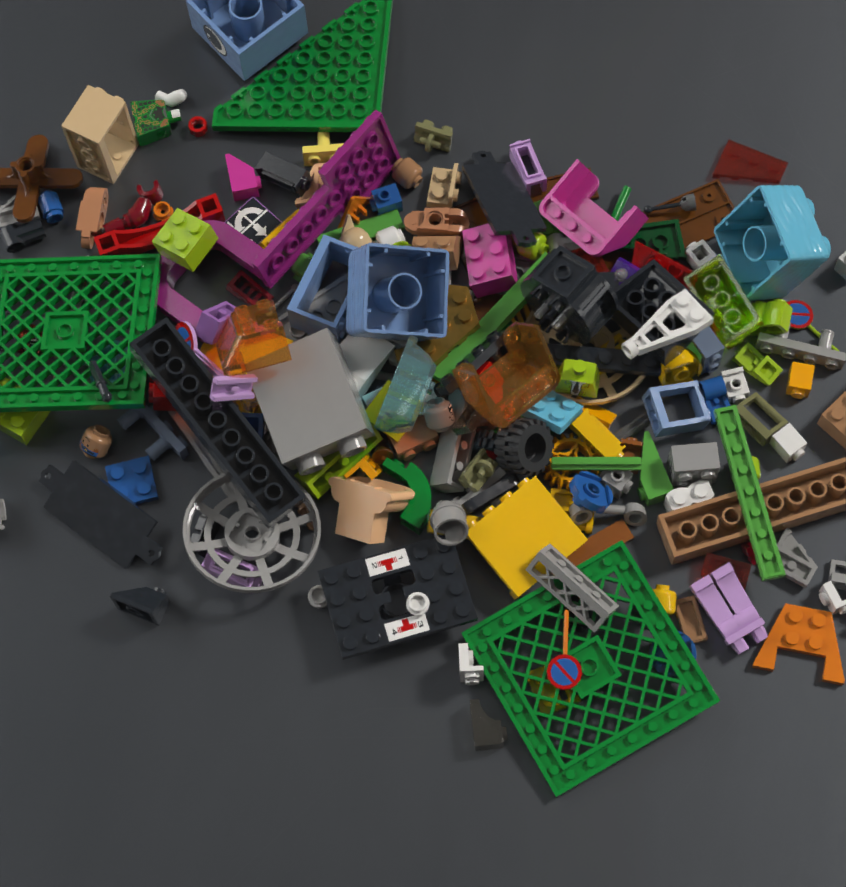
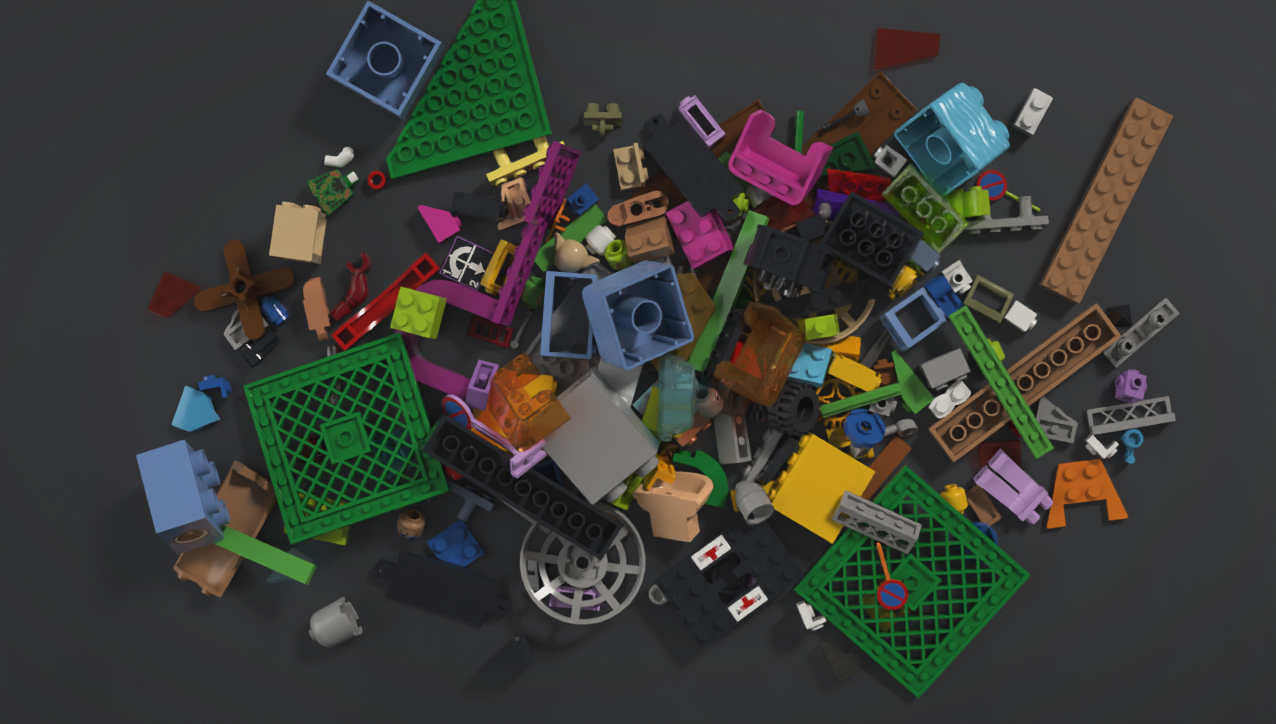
camera: 20 degrees left, 20 degrees up
(100, 382) = (415, 496): black piece -> none
(162, 206) = (384, 279): orange plate -> none
(407, 173) = (592, 165): medium nougat head -> none
(417, 603) = (750, 582): white plate -> none
(478, 471) = (760, 441): olive hips -> none
(686, 308) = (901, 240): white plate -> none
(757, 365) = (972, 248): lime slope -> none
(800, 380) = (1013, 252): light orange brick -> none

